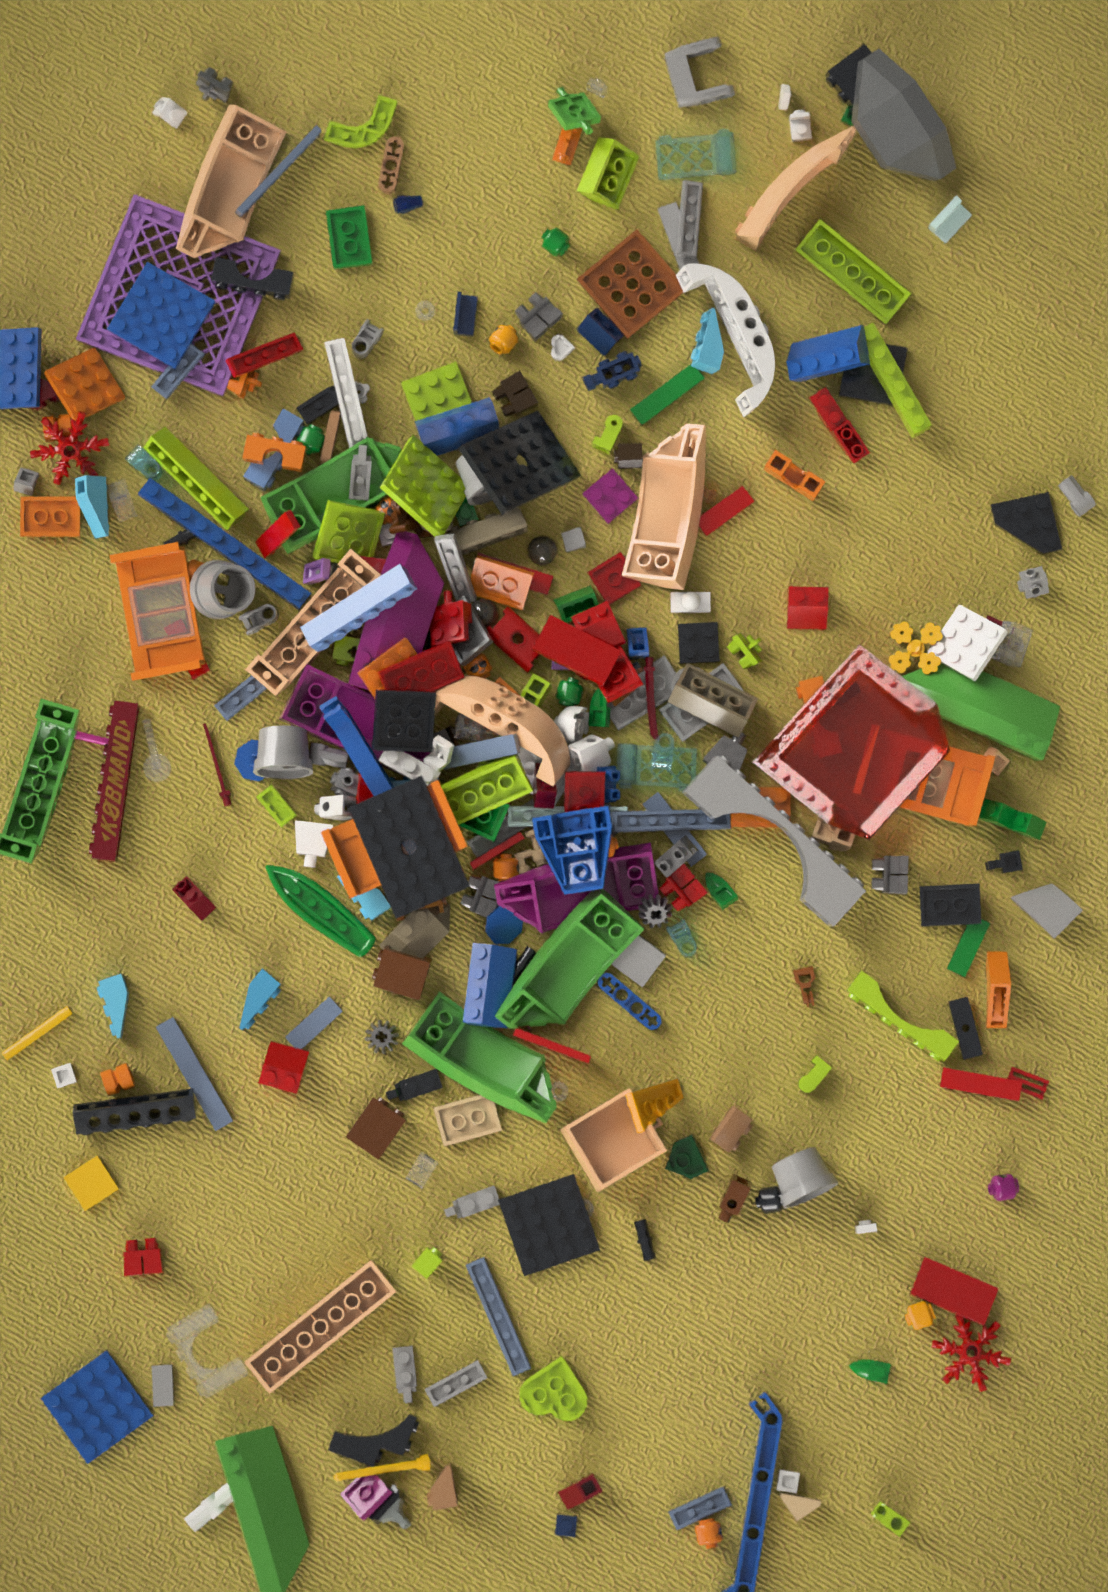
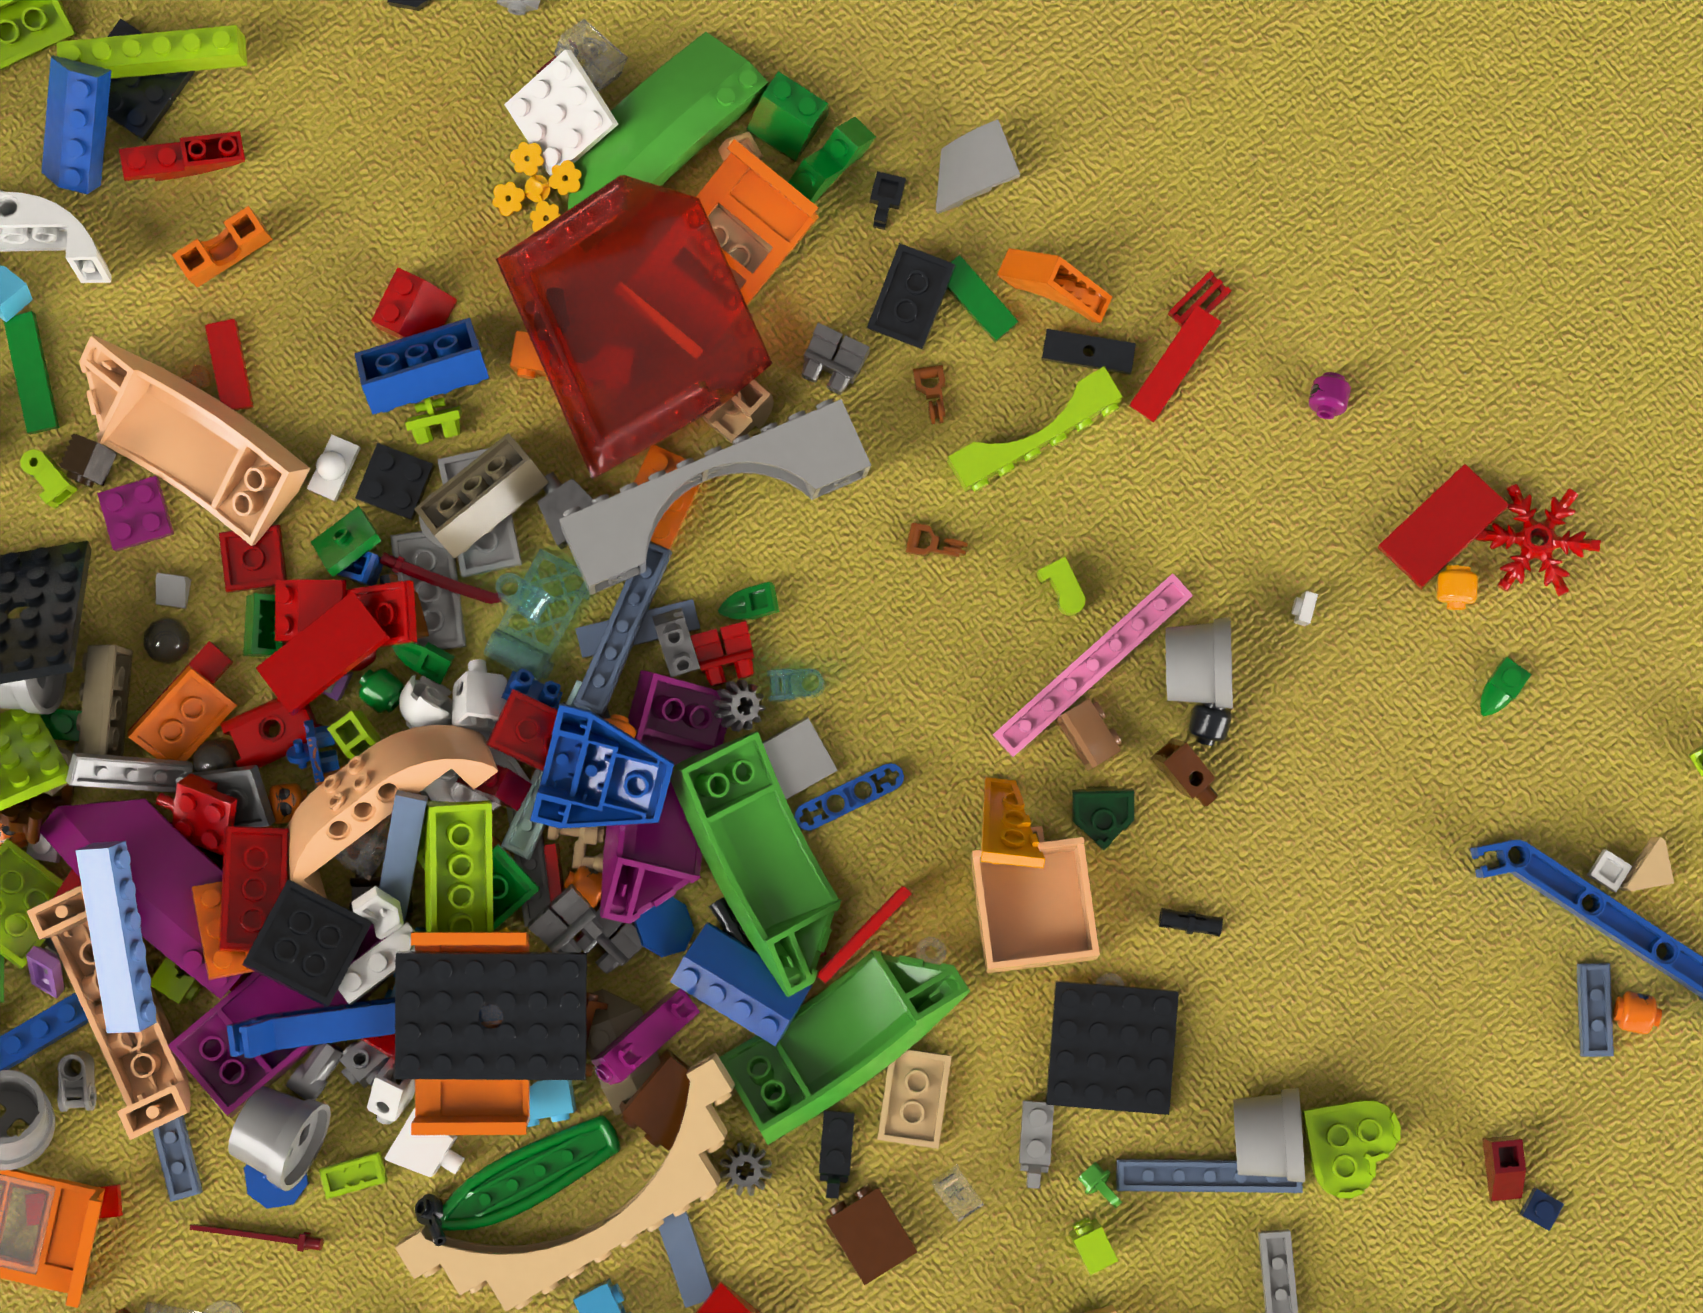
camera: 60 degrees left, 0 degrees up
(267, 934) = (525, 1270): none -> tan arch
(275, 861) = (430, 1212): none -> black plate
(434, 942) = (645, 1037): none -> magenta brick
(466, 1249) = (1095, 1179): none -> bright green piece
(489, 869) = (576, 912): none -> flat silver hips
(511, 676) = (321, 761): none -> blue hips
(538, 1339) = (1270, 1136): none -> light grey piece
(649, 631) = (346, 541): none -> green plate
(774, 629) = (421, 366): none -> blue brick
(774, 1113) = (1092, 665): none -> bright pink plate
(908, 935) = (935, 411): none -> dark orange piece
(1028, 780) = (787, 116): none -> green slope

